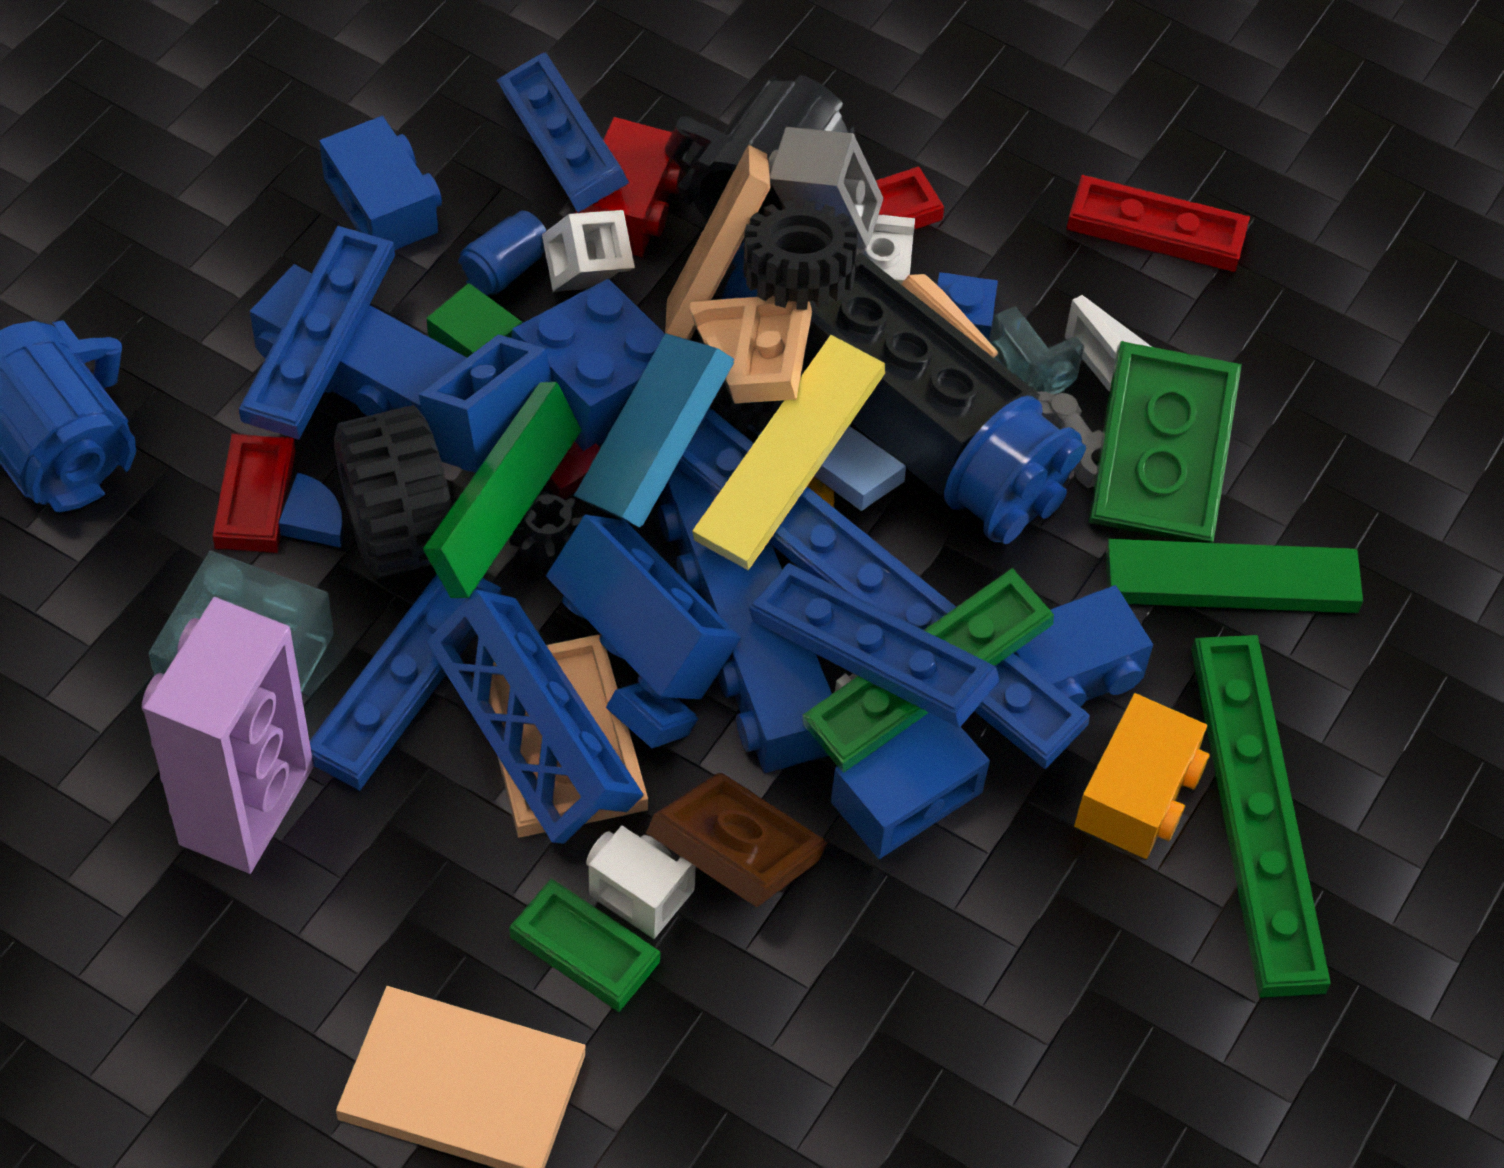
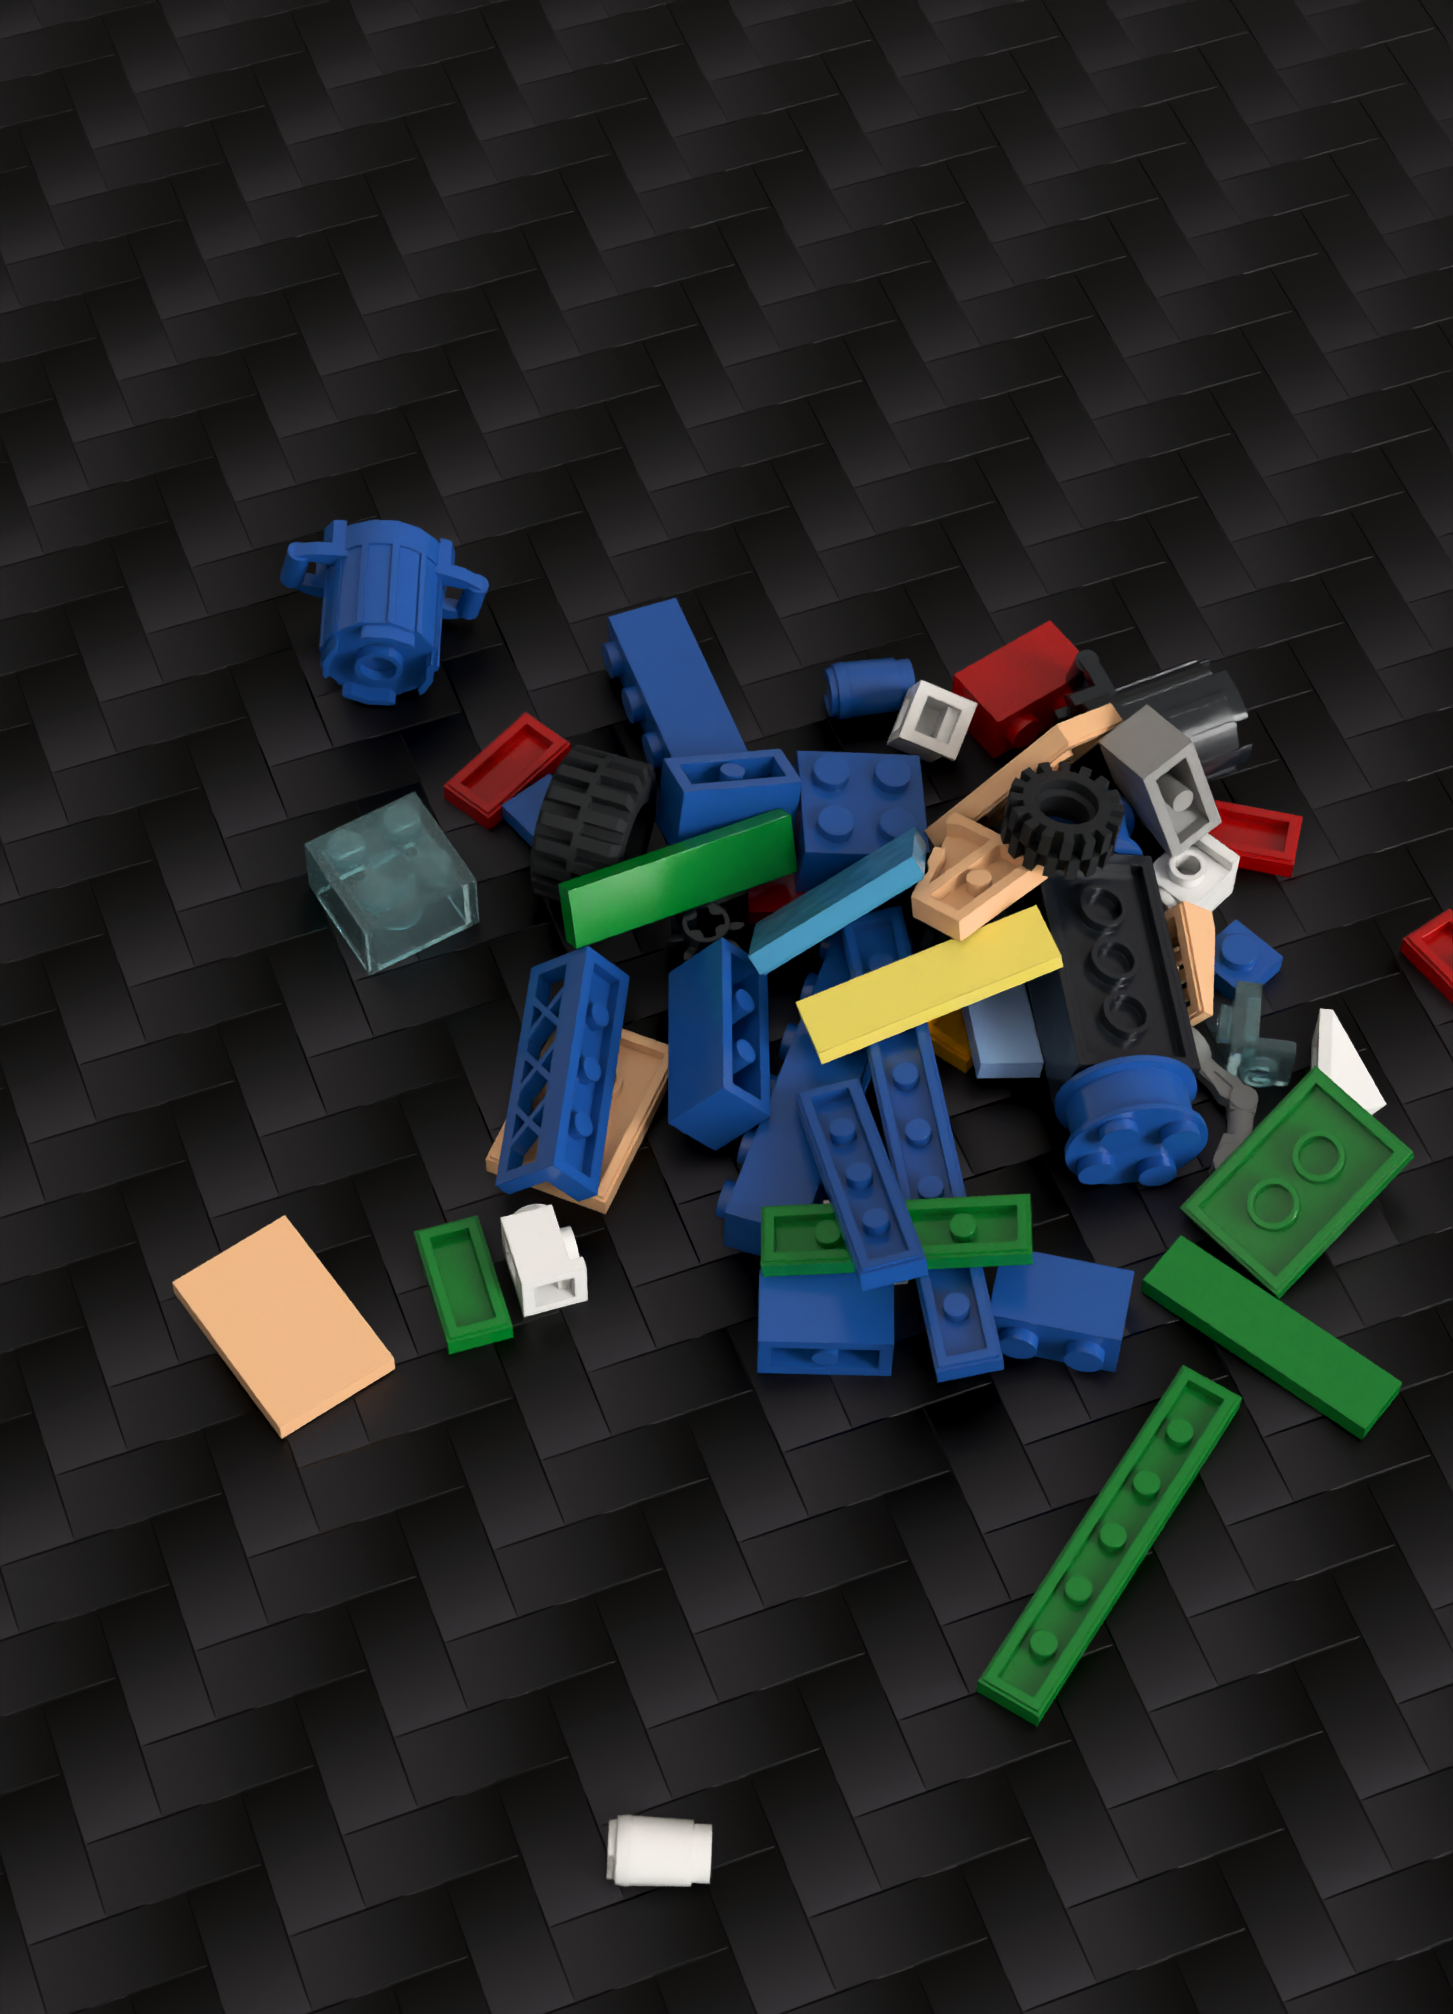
camera: 40 degrees right, 0 degrees up
(229, 733) = (293, 939): lavender brick -> none
(317, 332) = (644, 663): blue tile -> none
(380, 184) = (811, 572): blue brick -> none
(388, 690) = (476, 992): blue tile -> none
(469, 321) = (781, 725): green brick -> none
(562, 132) = (997, 609): blue tile -> none
(651, 718) = (660, 1143): blue tile -> none
(737, 838) = (640, 1276): reddish brown tile -> none
(1141, 776) = (1026, 1445): light orange brick -> none

